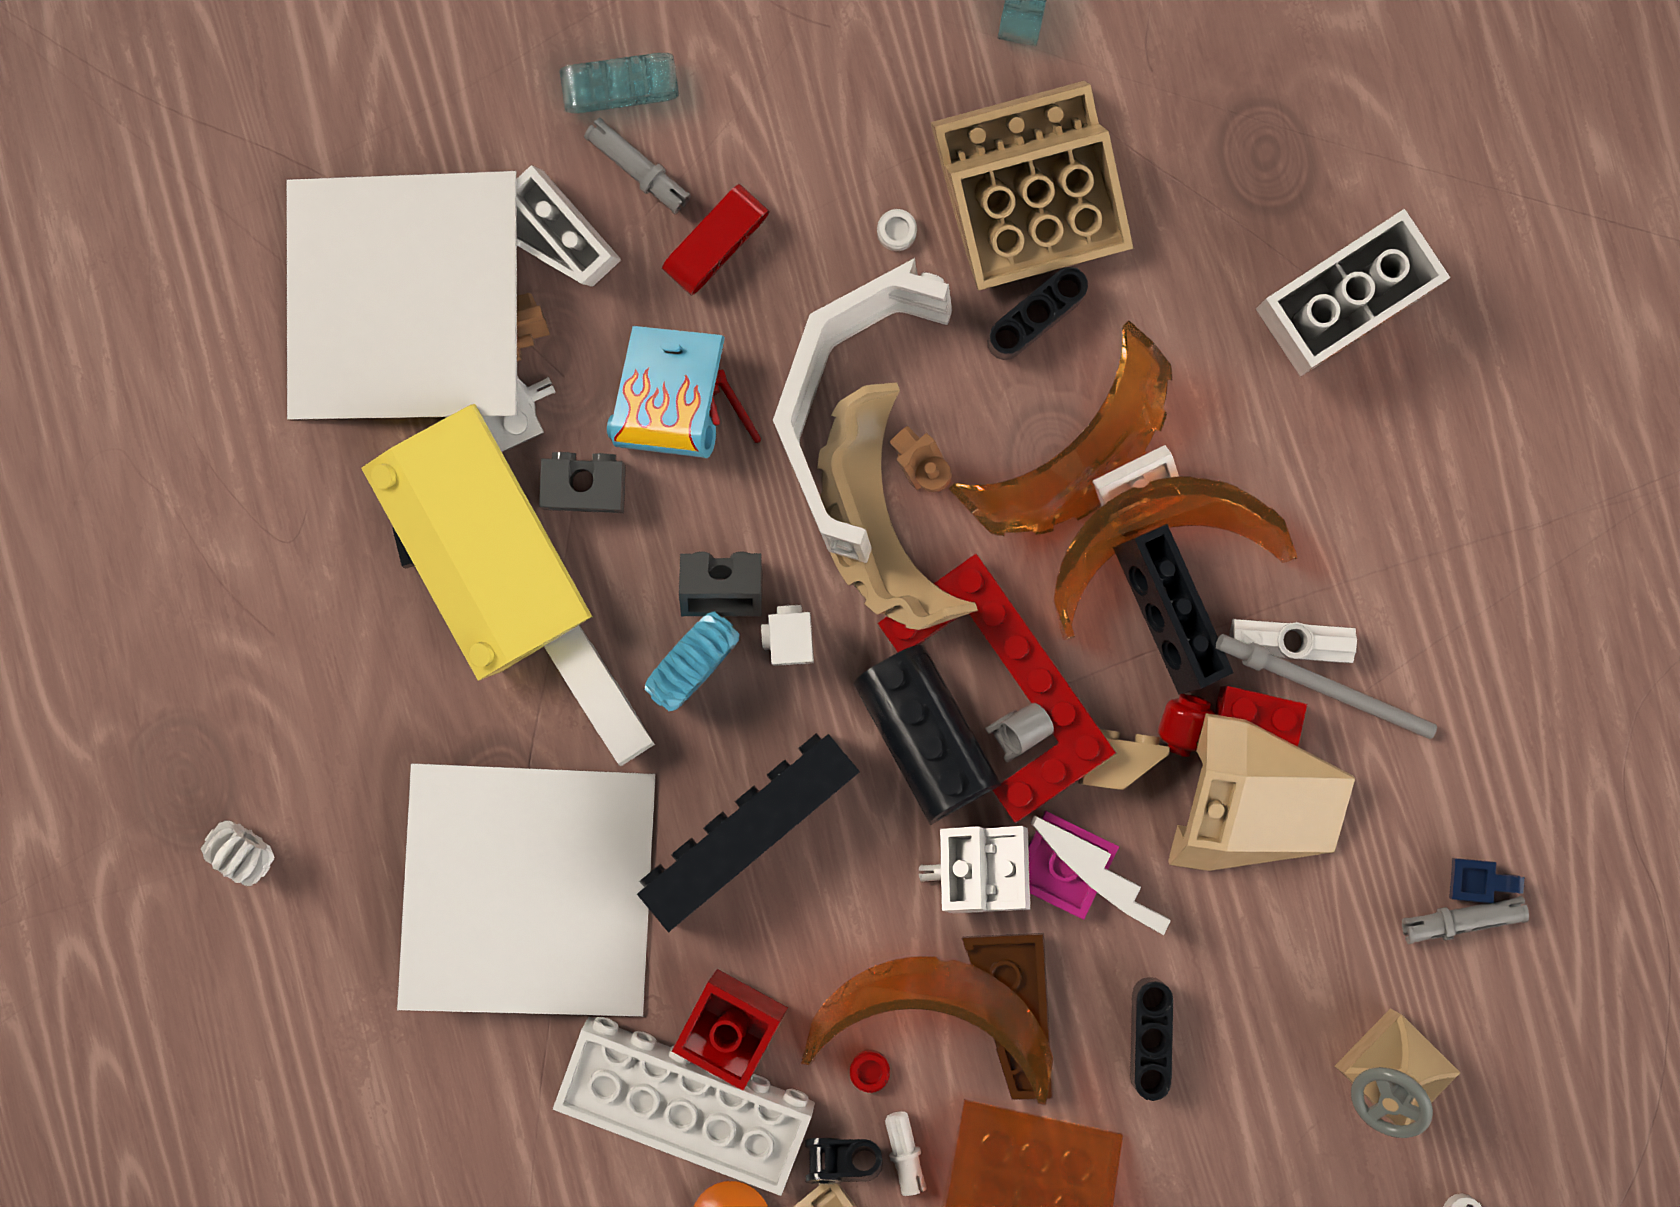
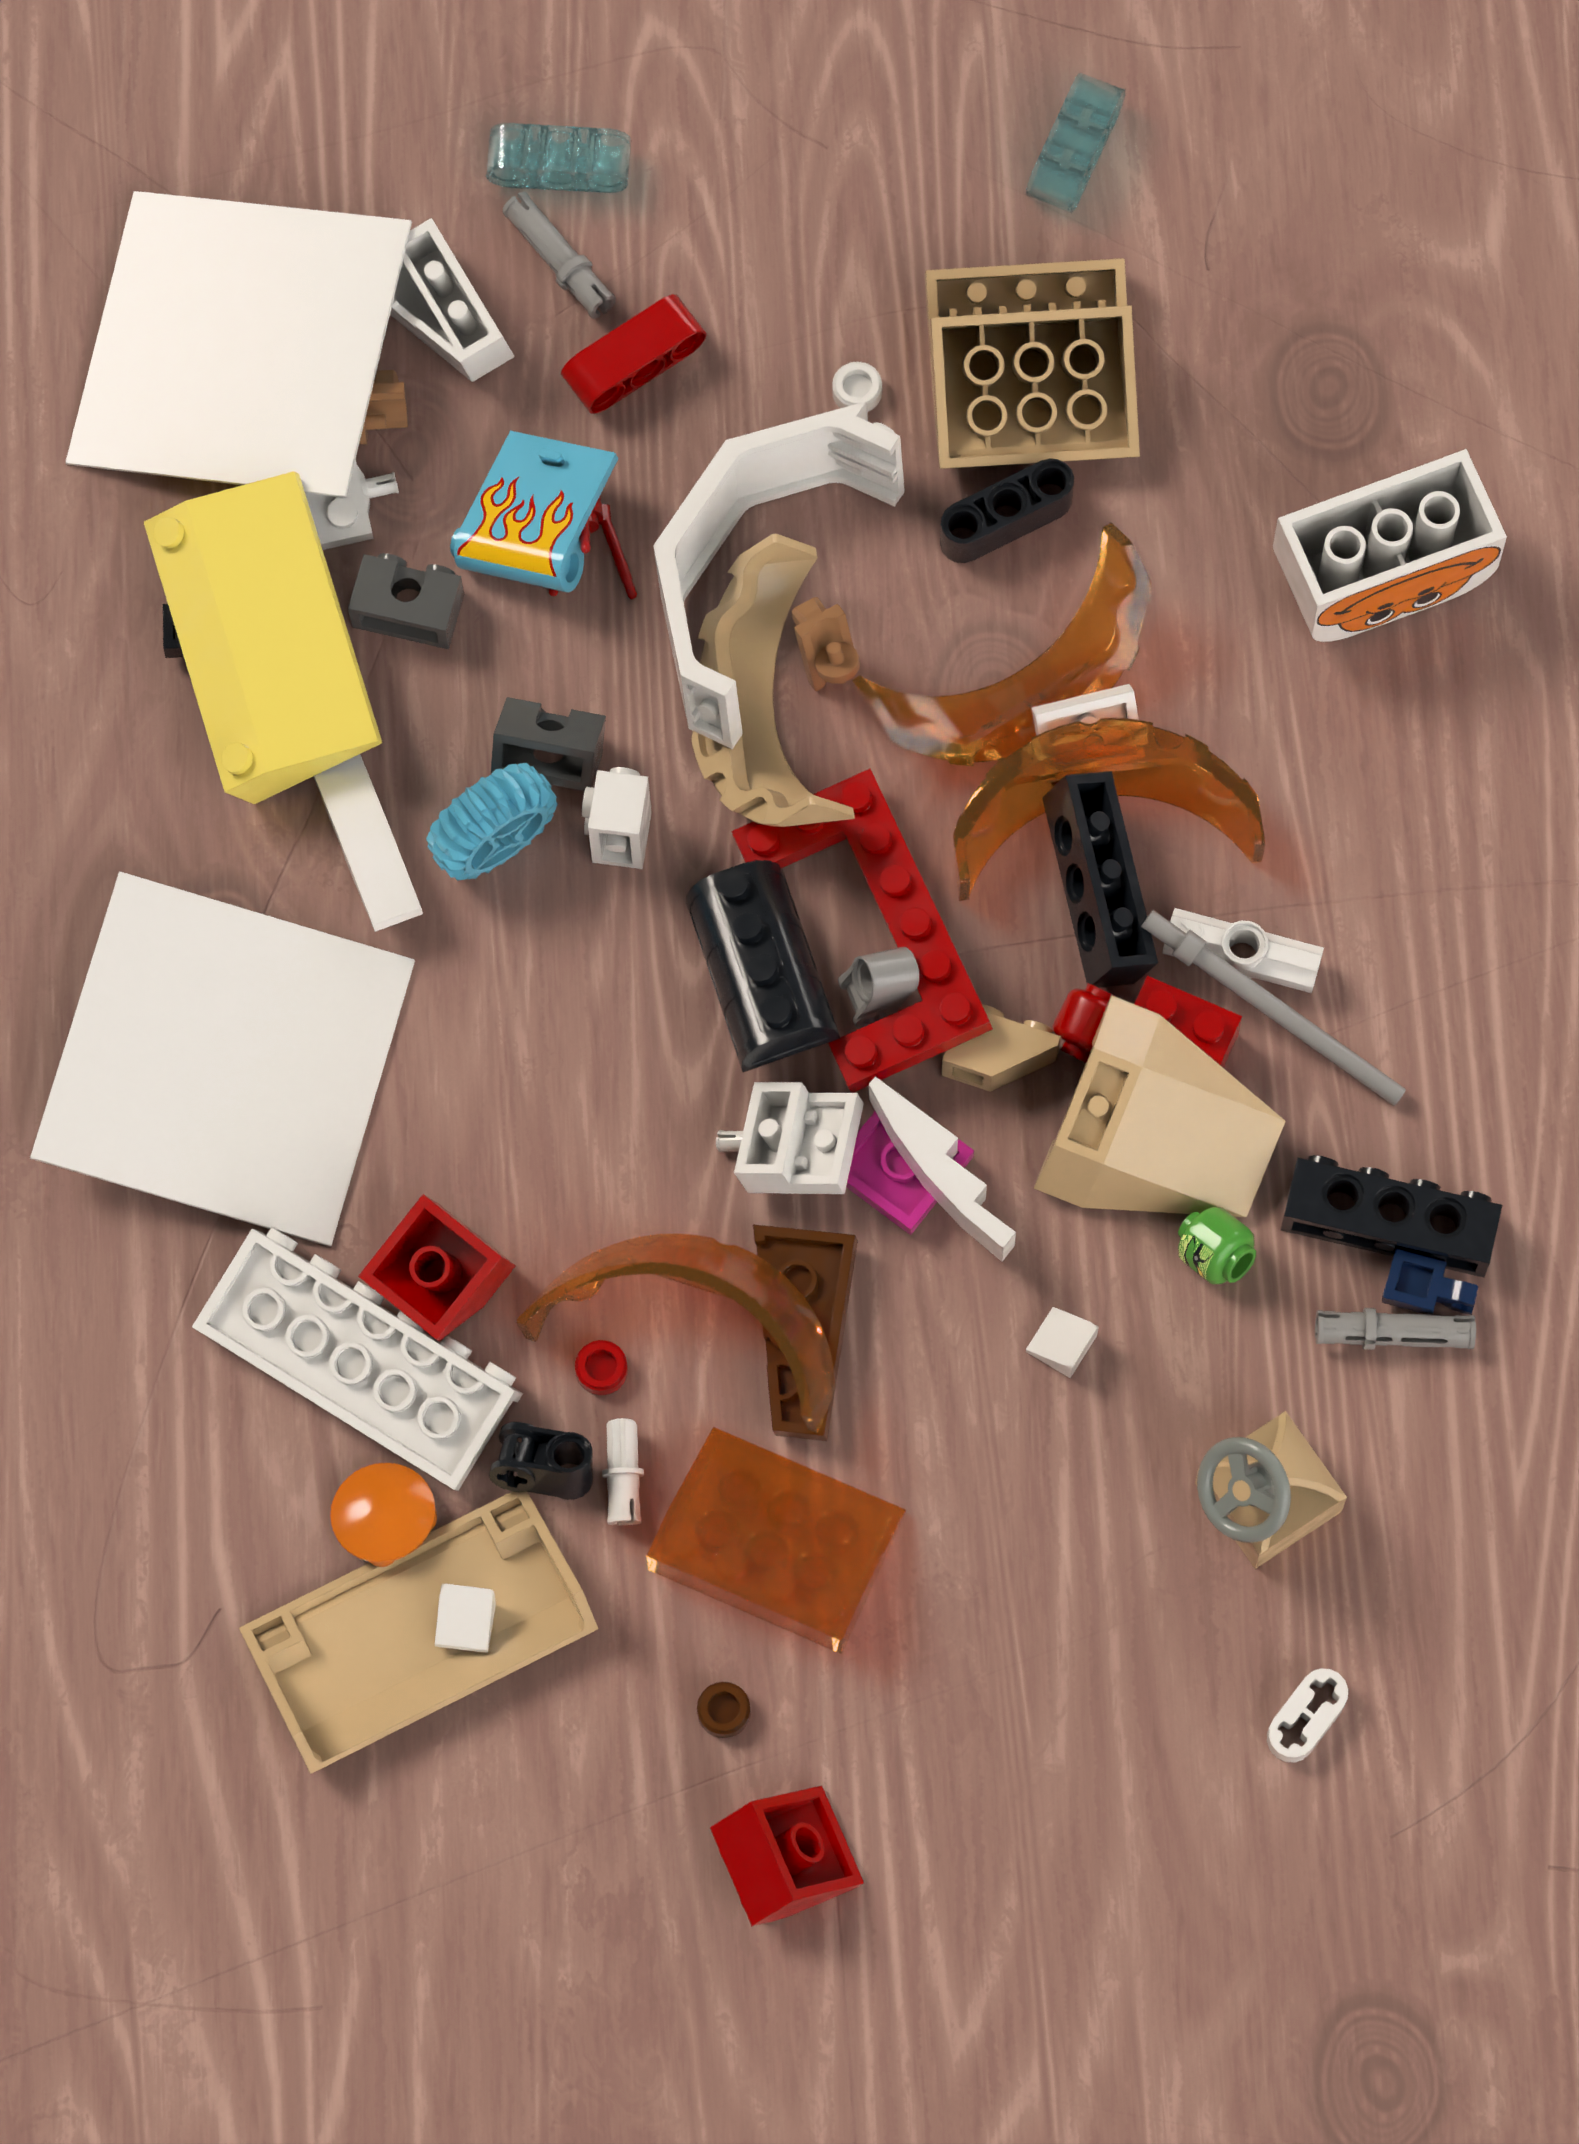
camera: 10 degrees right, 15 degrees down
(747, 833) = (515, 1031): black brick -> none
(1154, 1058) = (970, 1367): black beam -> none
(1215, 979) = (1062, 1341): none -> white slope
(1318, 883) = (1216, 1245): none -> bright green head
(1510, 841) = (1364, 1228): none -> black brick

